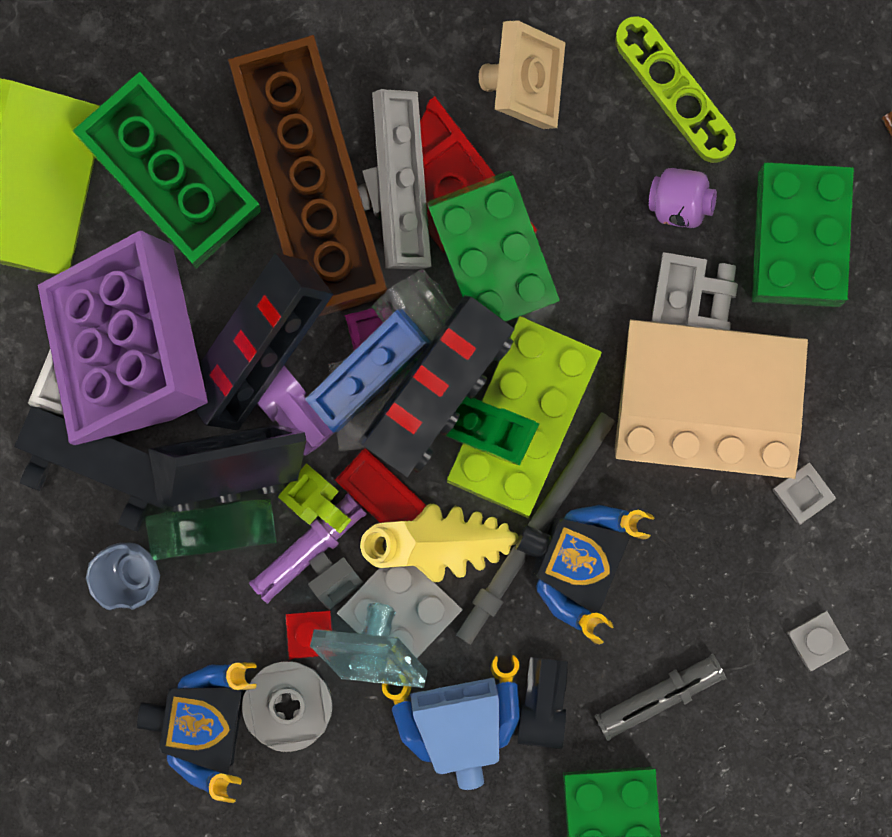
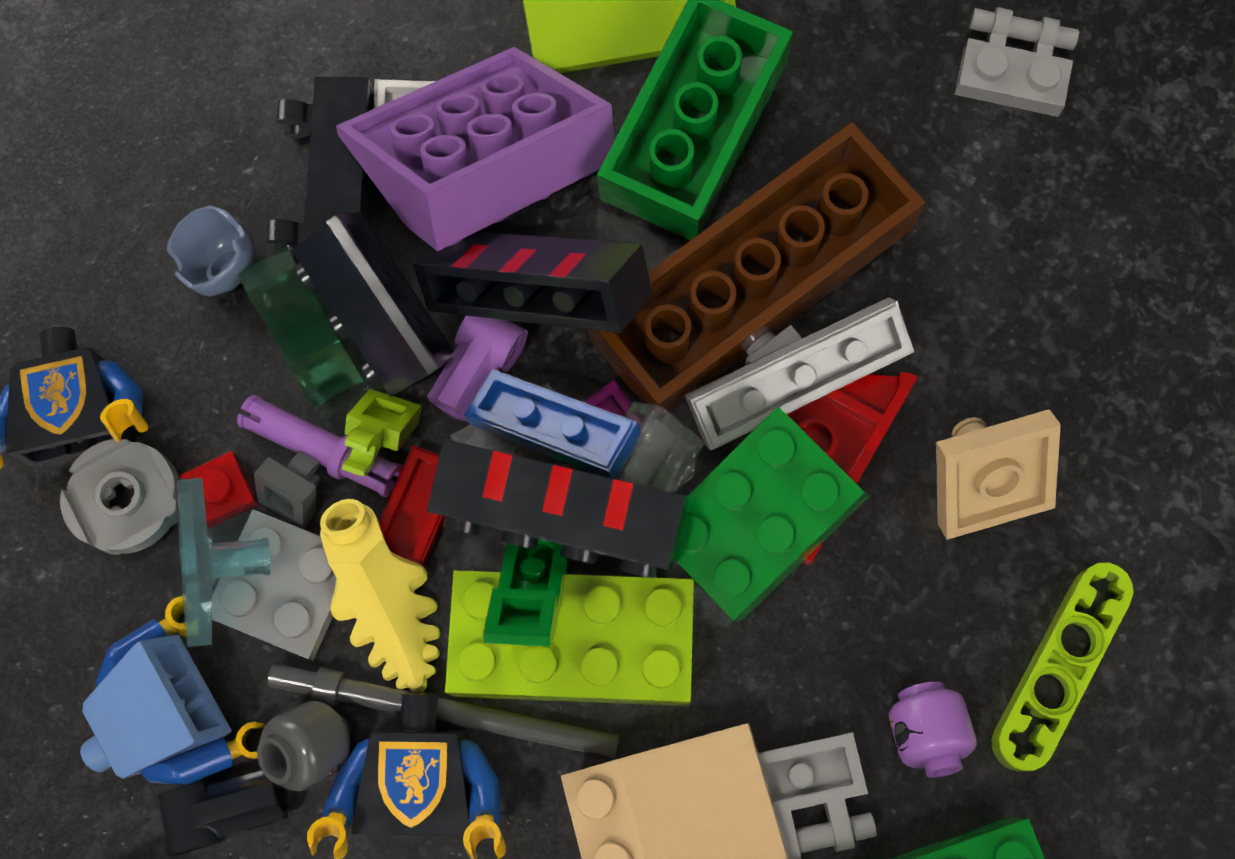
camera: 65 degrees right, 10 degrees down
(524, 628) = (304, 746): none -> dark grey head

